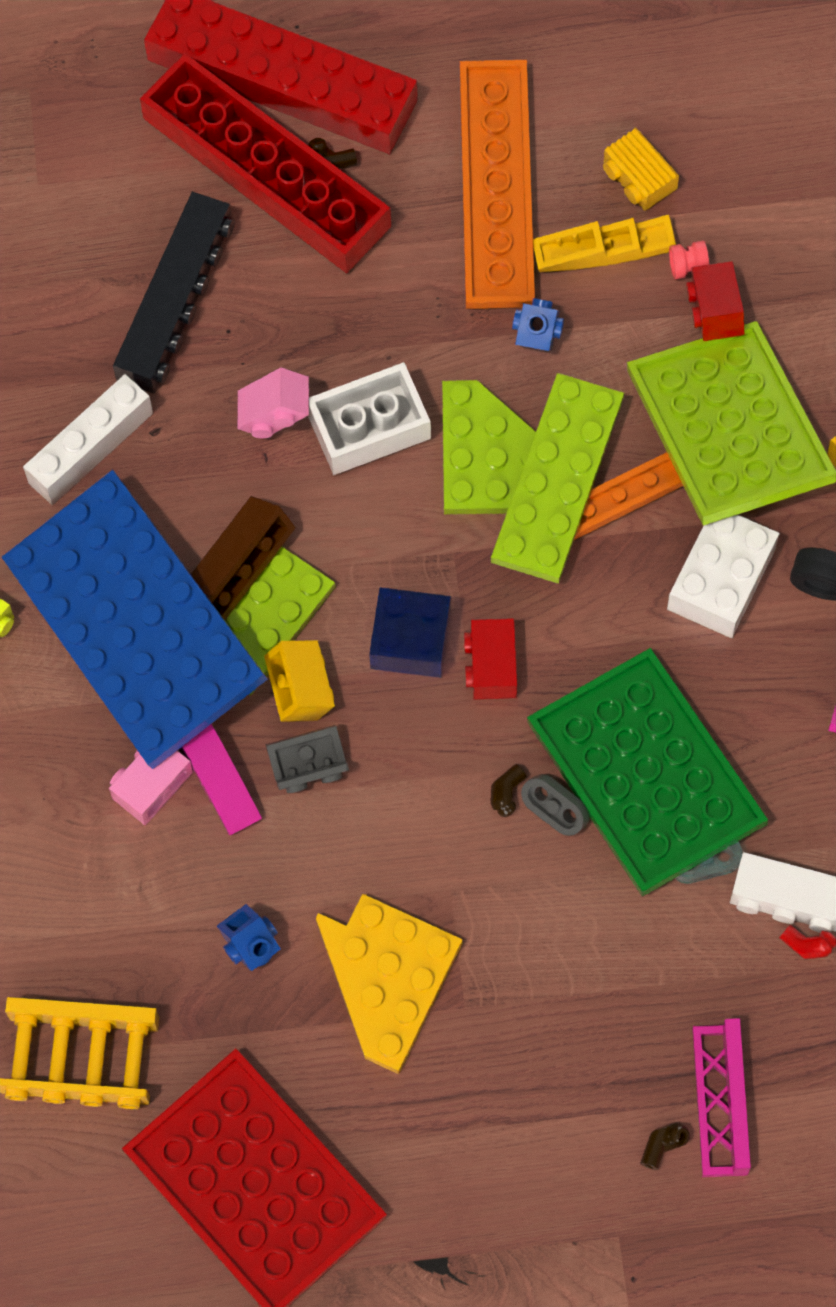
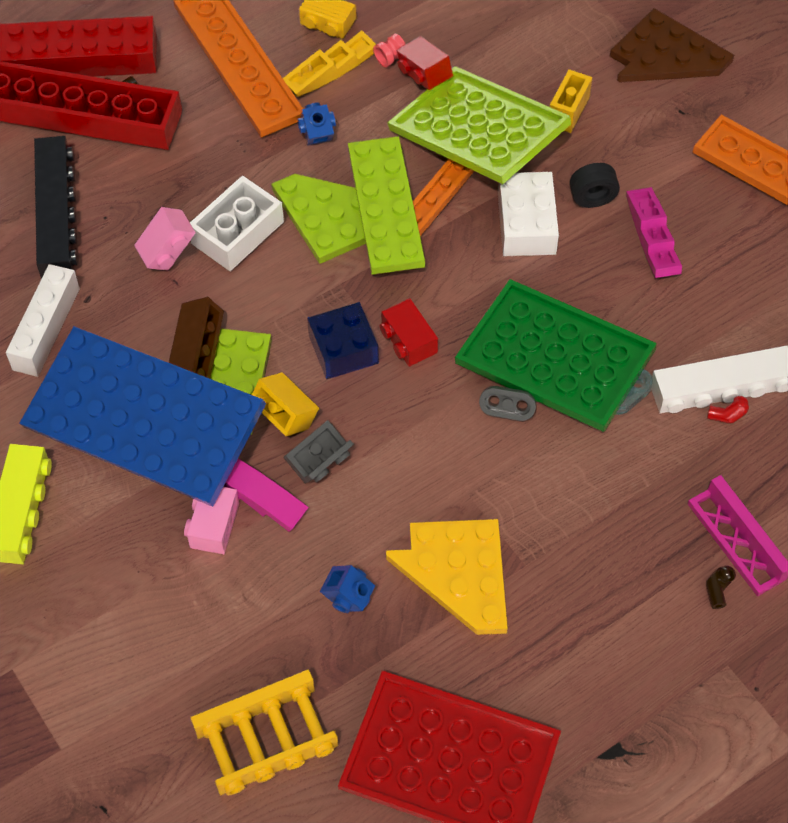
camera: 30 degrees left, 10 degrees down
(503, 790) = (465, 411): dark brown arm -> none

